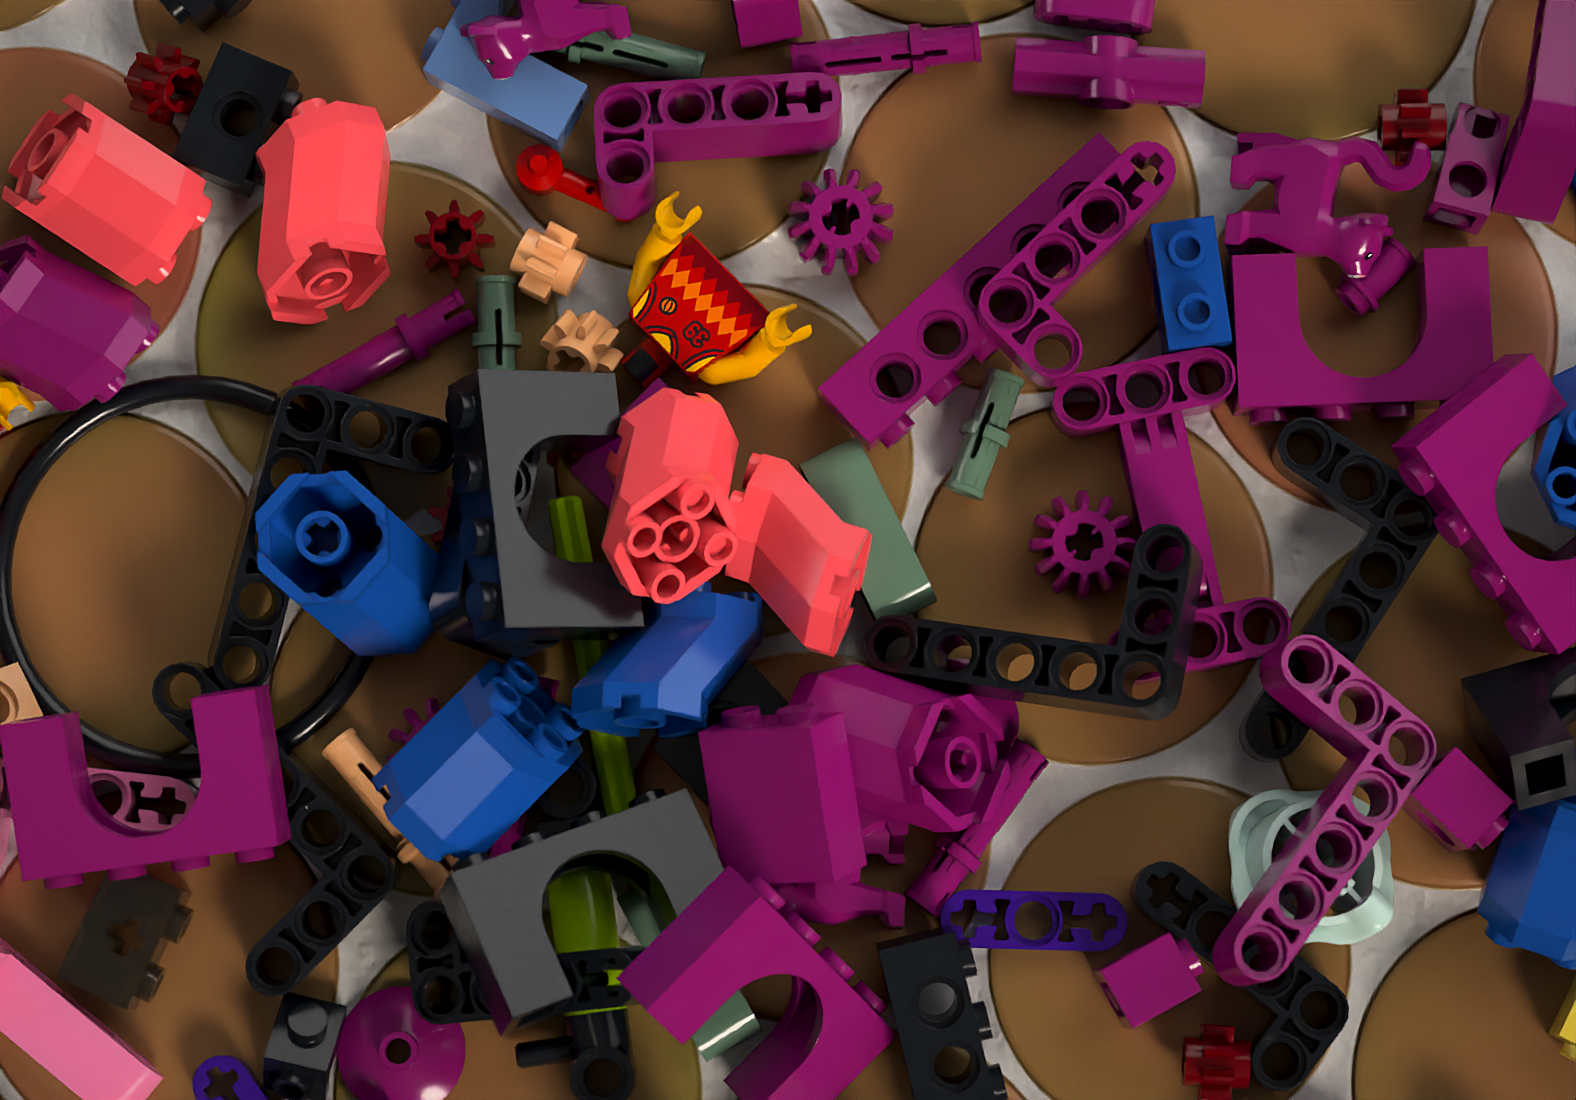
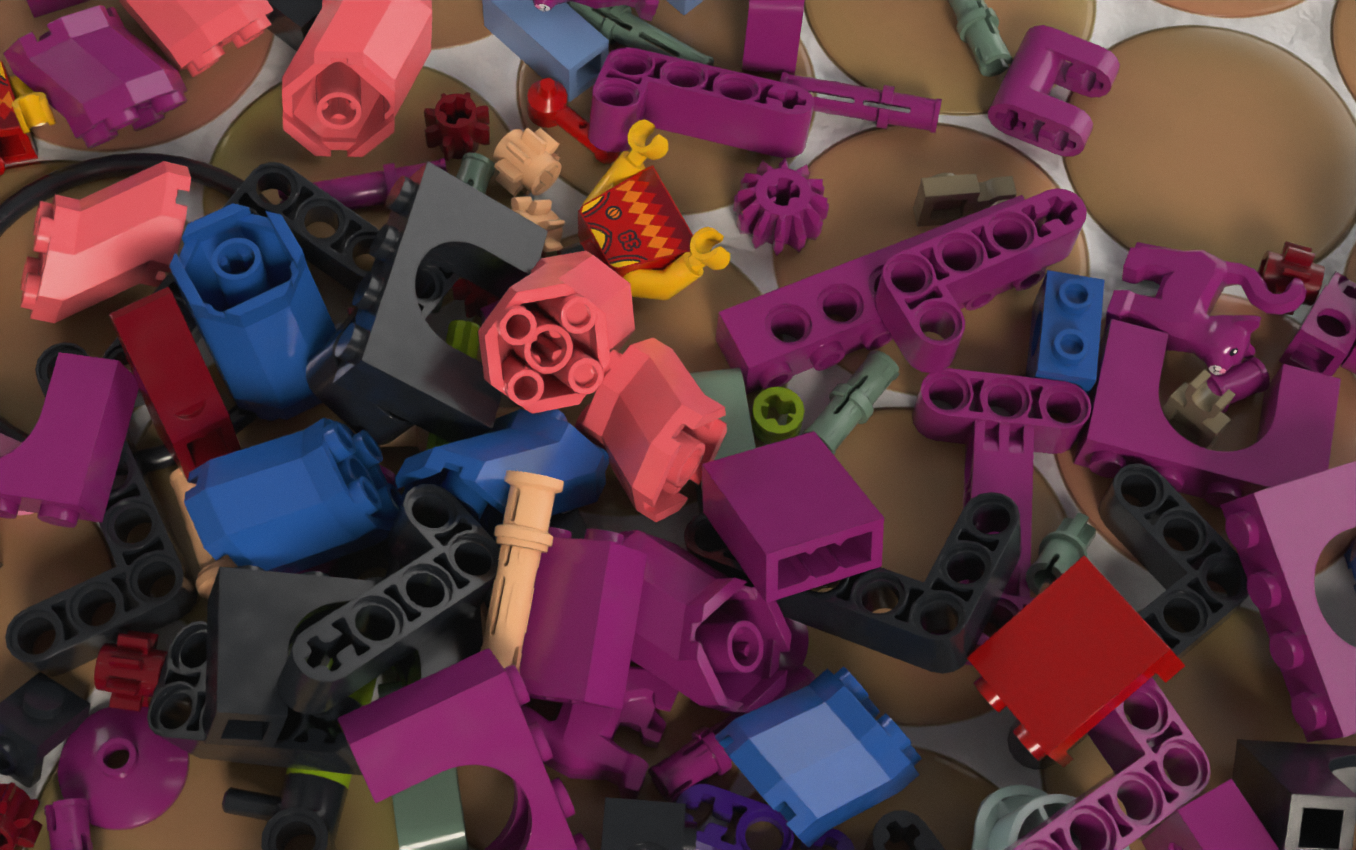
camera: 10 degrees right, 20 degrees down
(156, 532) = (104, 242): none -> coral brick
(311, 682) = (174, 381): none -> dark red slope
(376, 964) = (130, 669): none -> dark red gear
(623, 859) = (430, 575): none -> black beam
(722, 748) = (522, 541): none -> light nougat pin
(913, 451) = (785, 402): none -> lime bush
(966, 613) = (792, 516): none -> magenta brick
(1021, 147) = (954, 196): none -> dark tan plate
(1064, 837) = (821, 754): none -> blue brick
(1066, 530) = (923, 499): magenta gear -> none
(1108, 72) = (1038, 164): magenta piece -> none
(1245, 540) = (1060, 551): none -> sand green axle
(1279, 677) = (1069, 661): none -> red panel
(1346, 333) = (1197, 411): none -> dark tan plate

